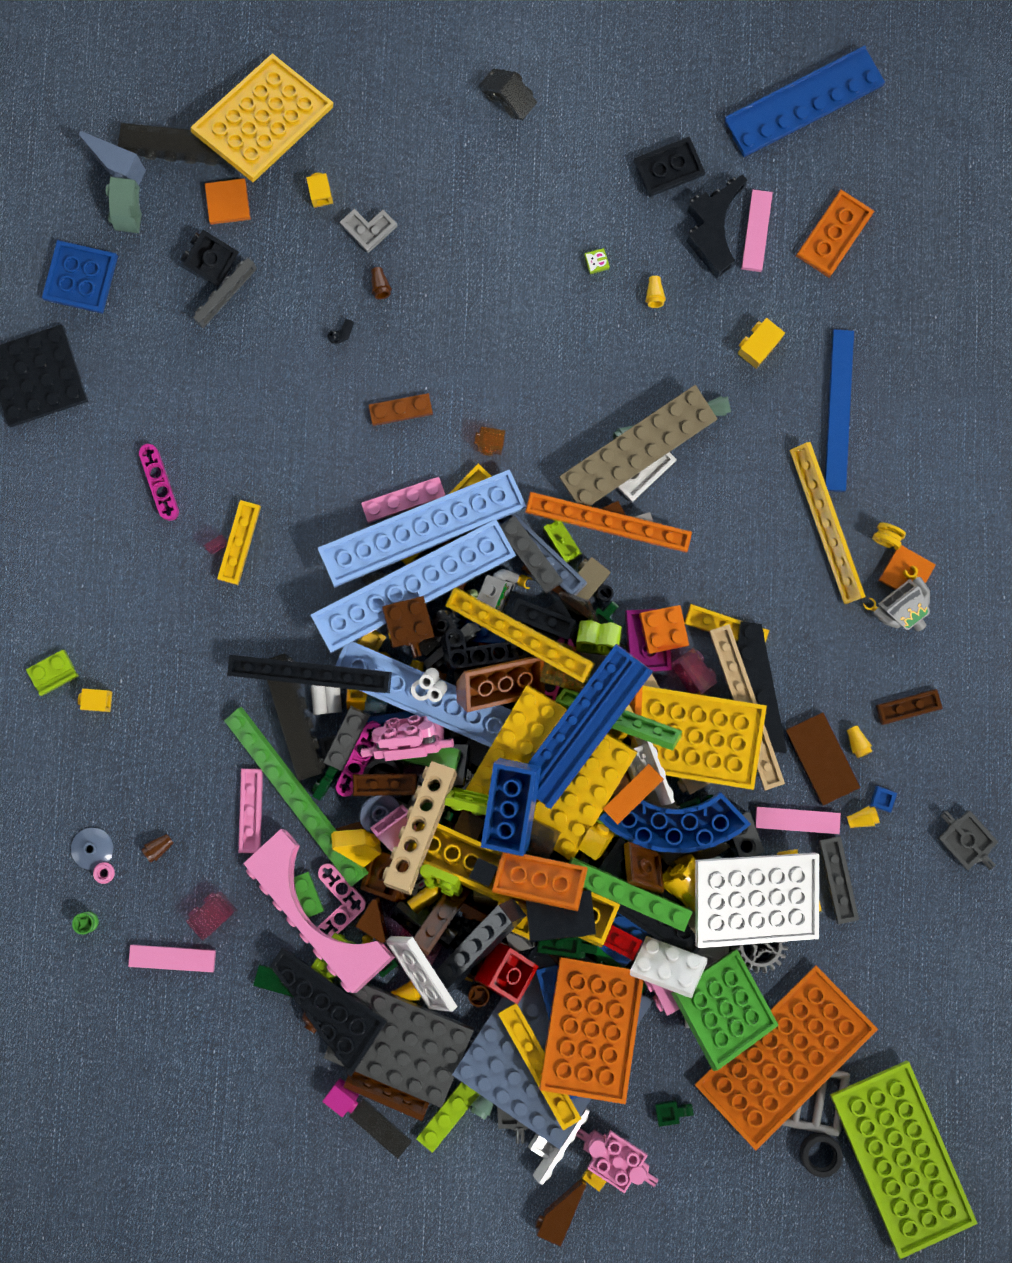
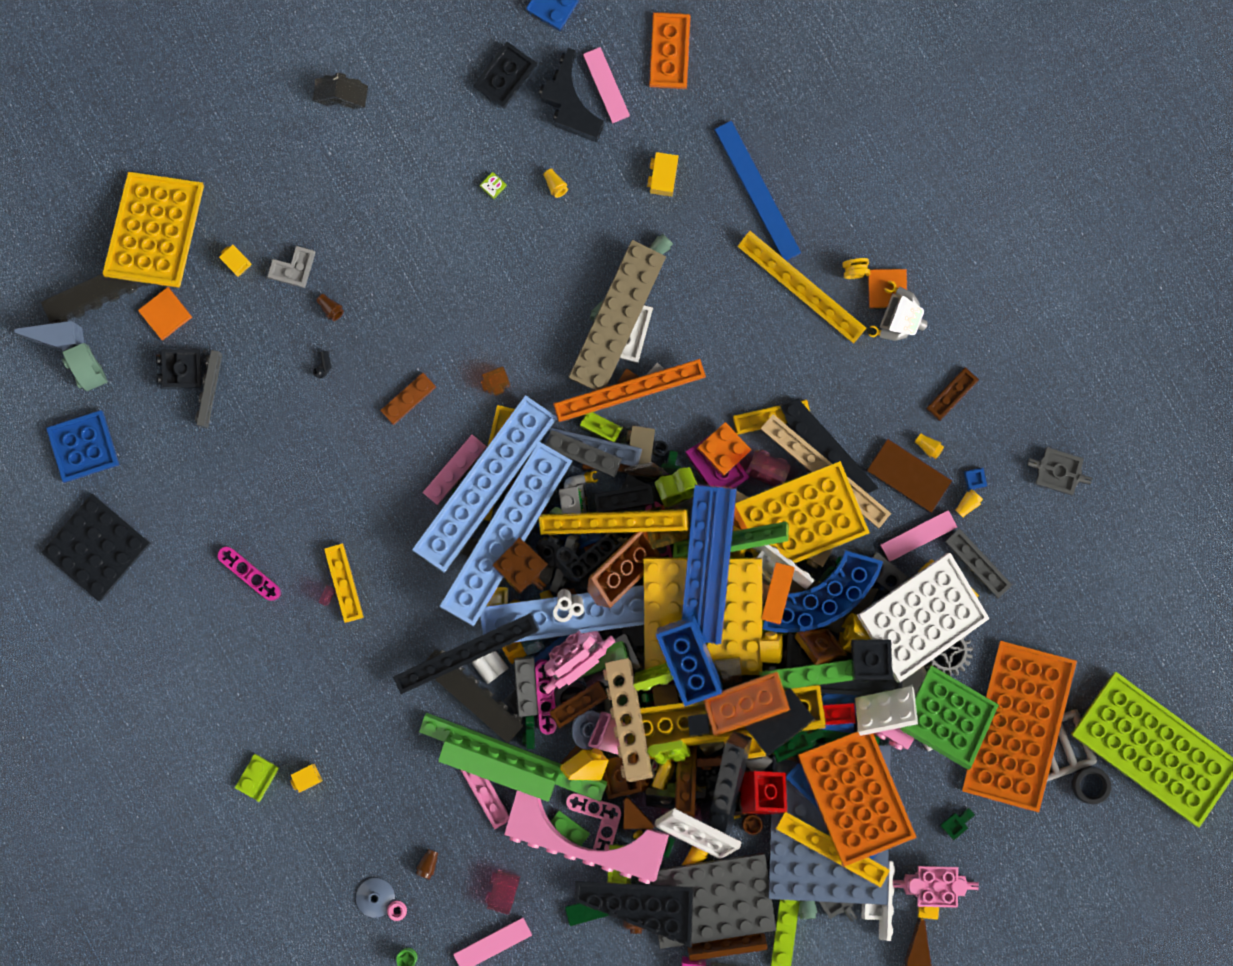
camera: 30 degrees left, 0 degrees up
(275, 797) = (498, 767): none -> bright green brick
(684, 910) = (872, 659): none -> black tile

